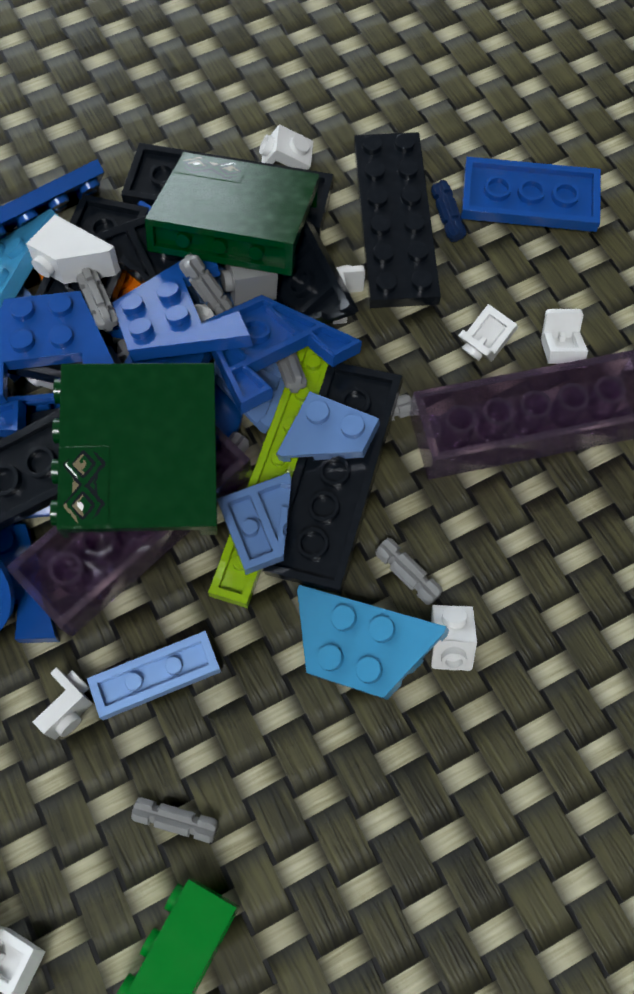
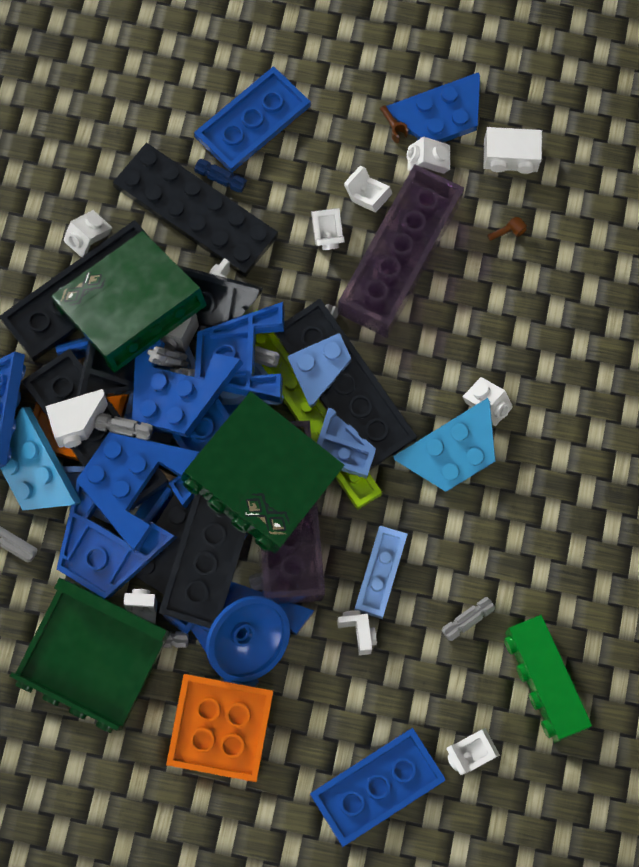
camera: 55 degrees left, 5 degrees up
(408, 571) = (432, 393): light grey axle -> none

